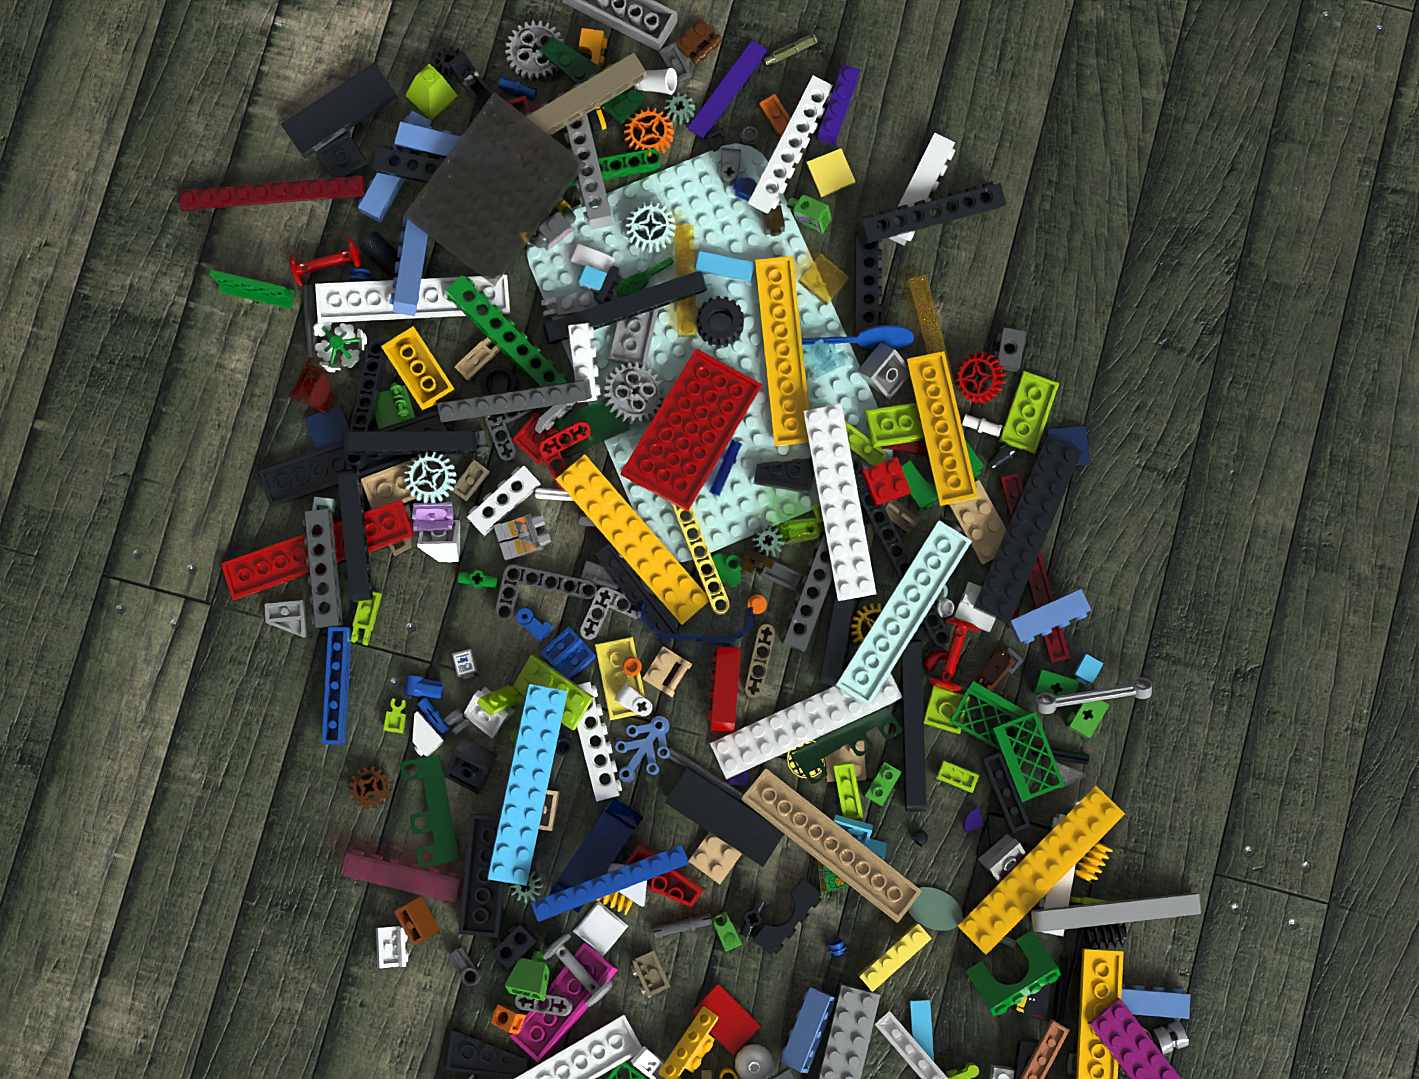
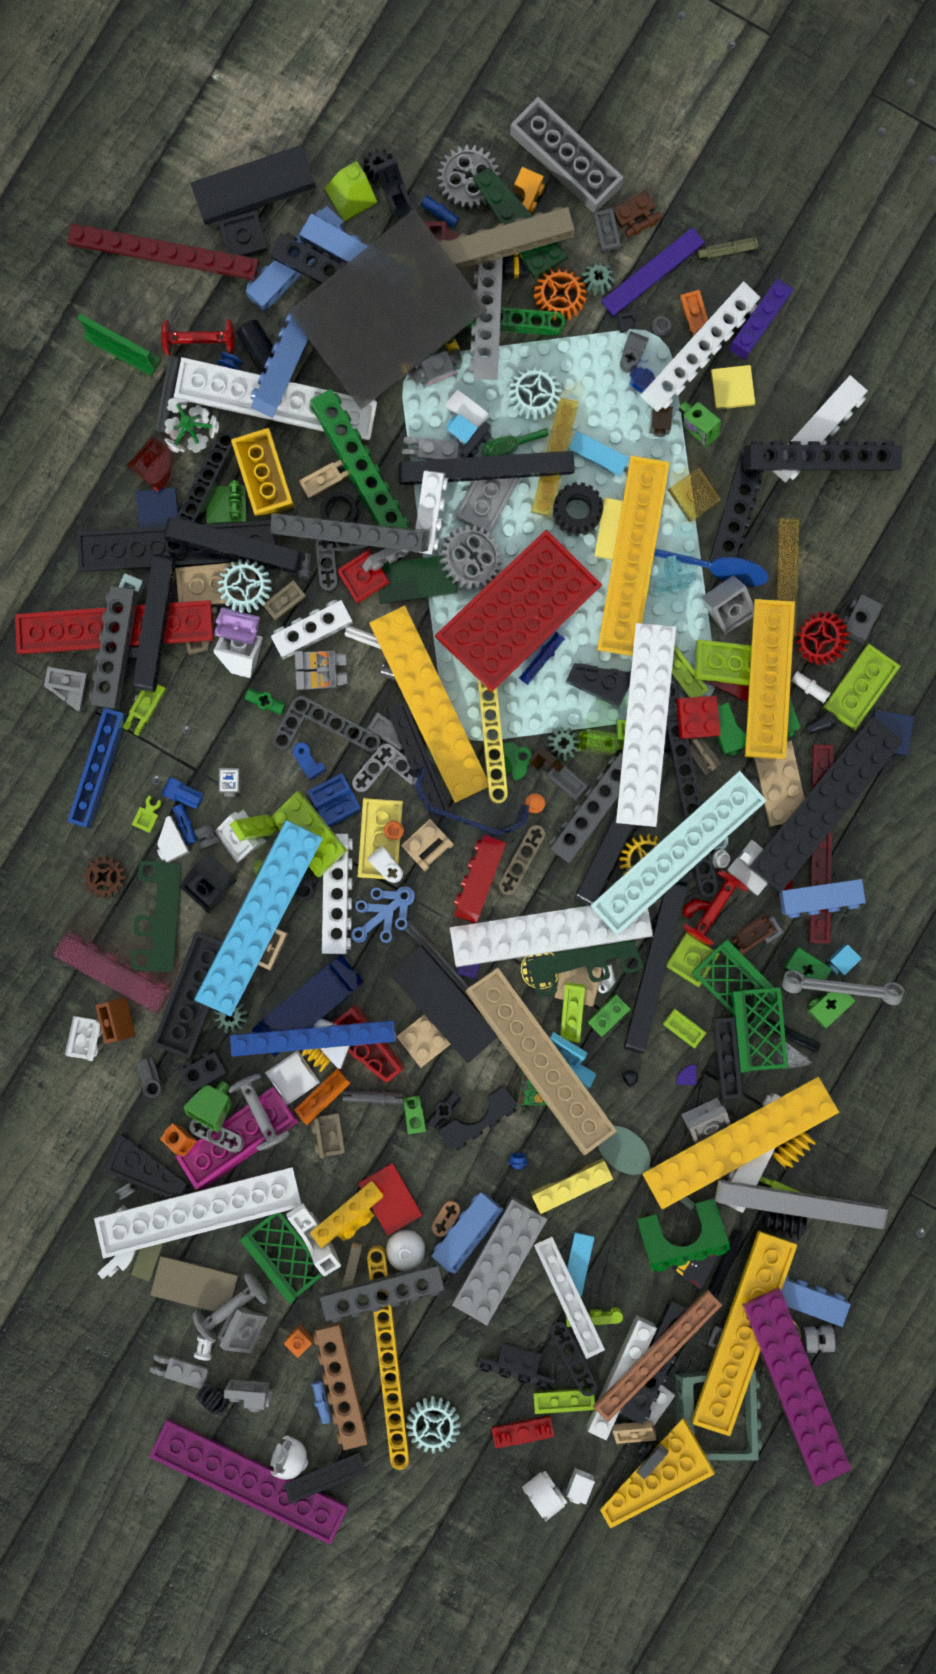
camera: 15 degrees right, 5 degrees up
(555, 452) = (369, 598): red beam -> none
(633, 938) = (322, 1096): none -> orange plate
(659, 81) = (586, 244): white plant -> none
(753, 332) = (608, 528): none -> light yellow tile
(779, 1021) = (442, 1215): none -> medium nougat beam
(872, 756) = (605, 985): none -> white arm

